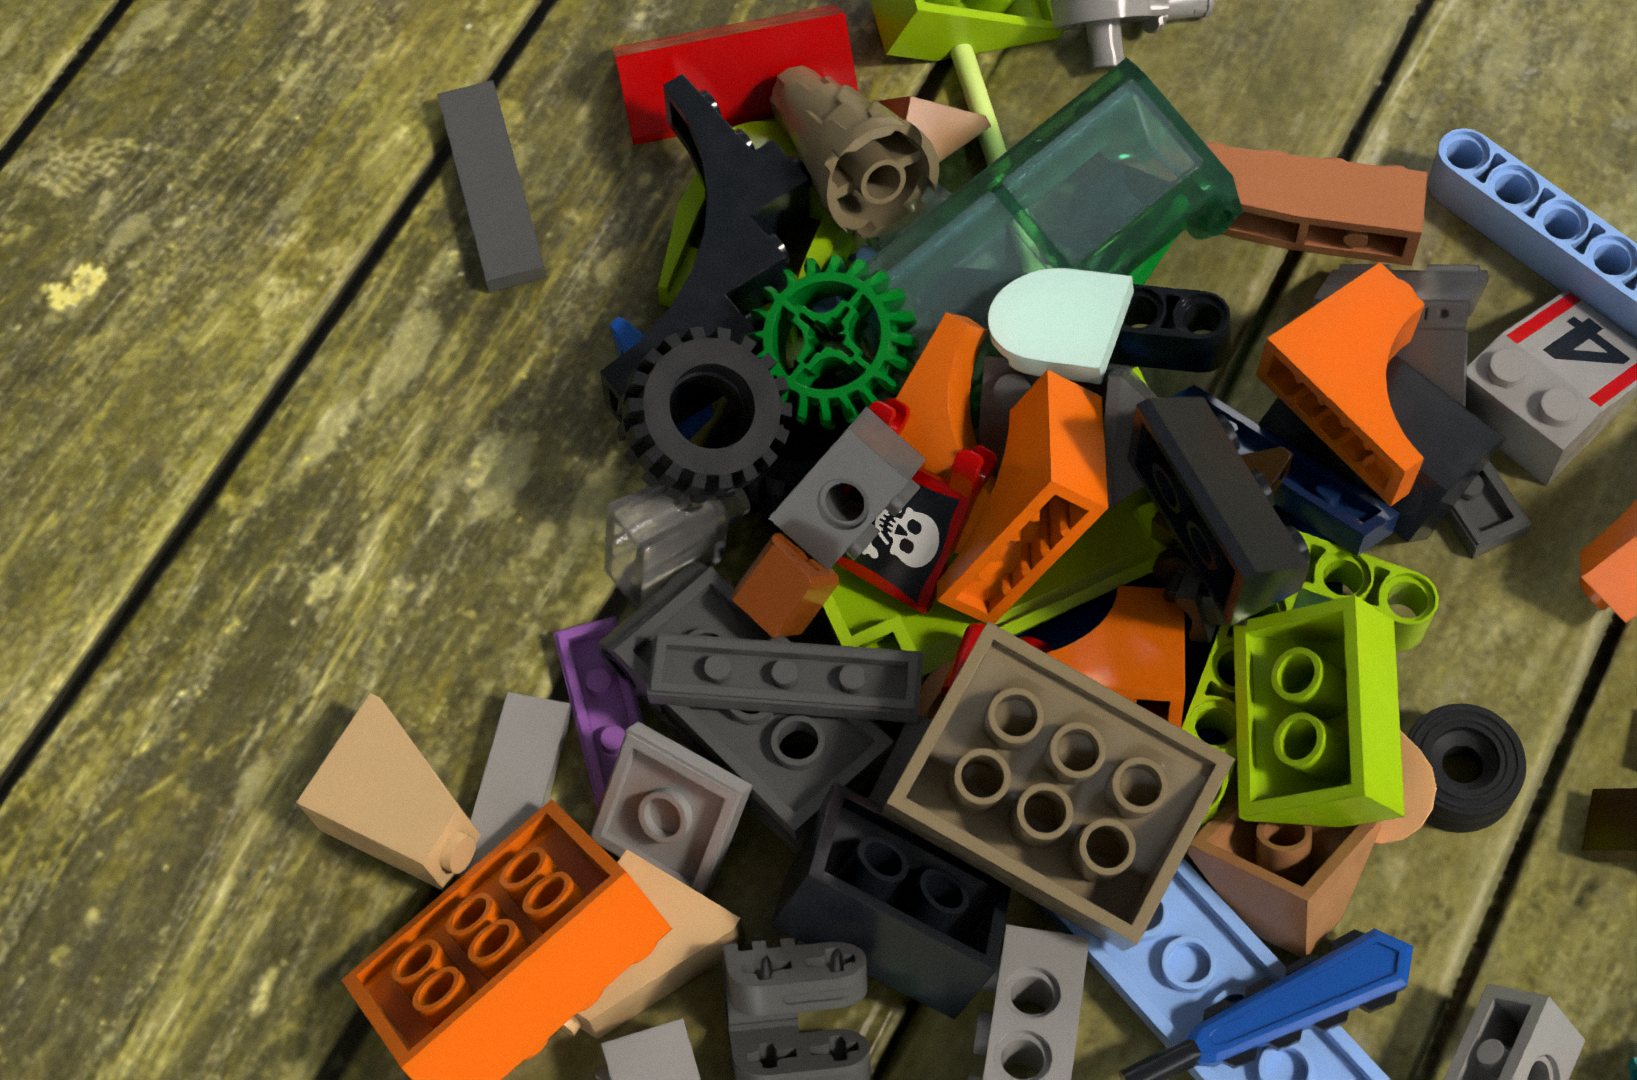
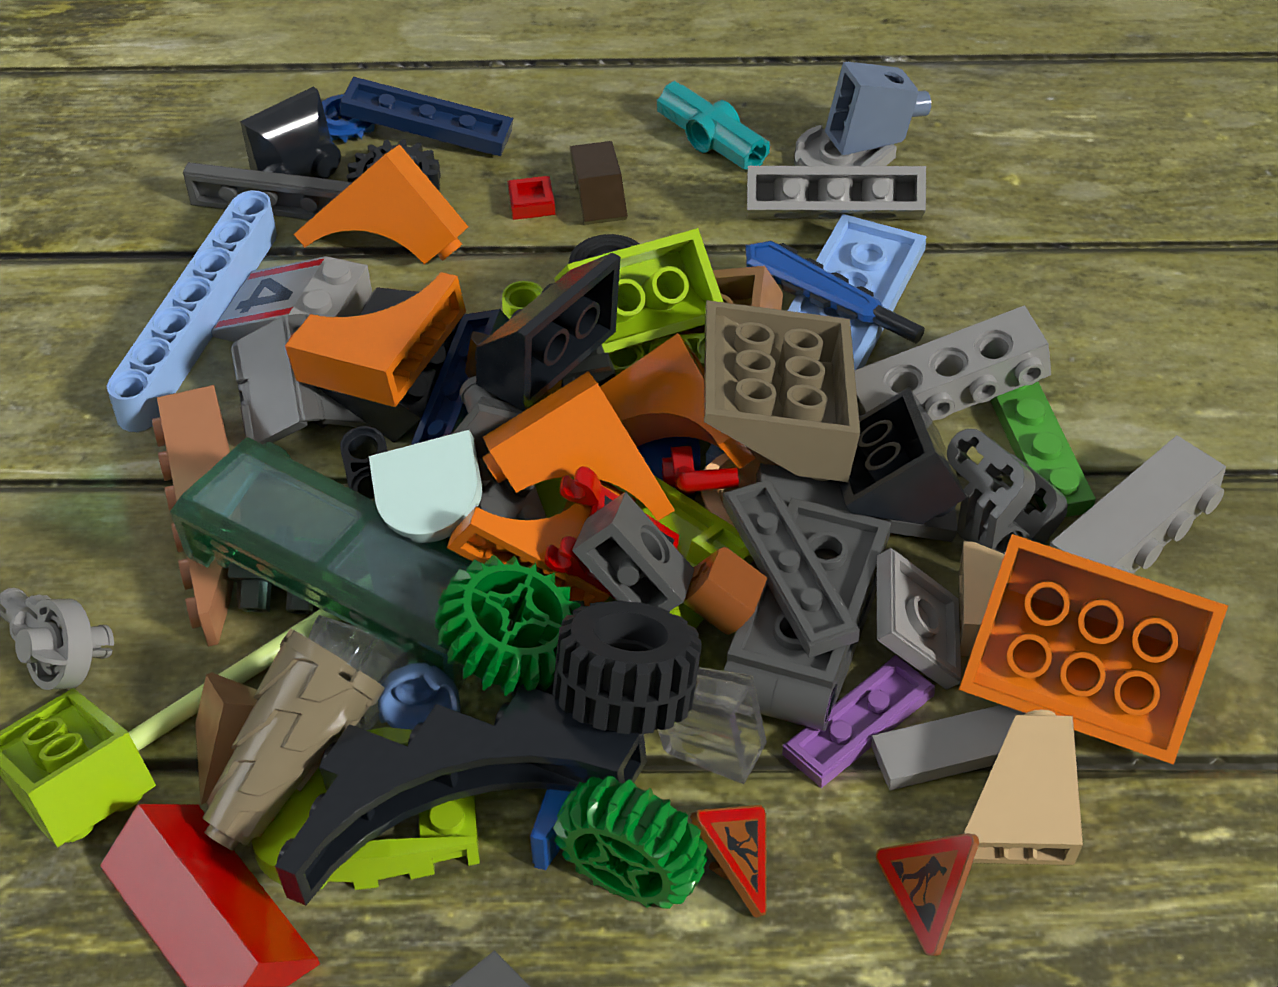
camera: 120 degrees left, 15 degrees down
(362, 657) = (929, 883): none -> piece
(514, 505) = (739, 845): none -> piece
(550, 394) = (631, 842): none -> green gear

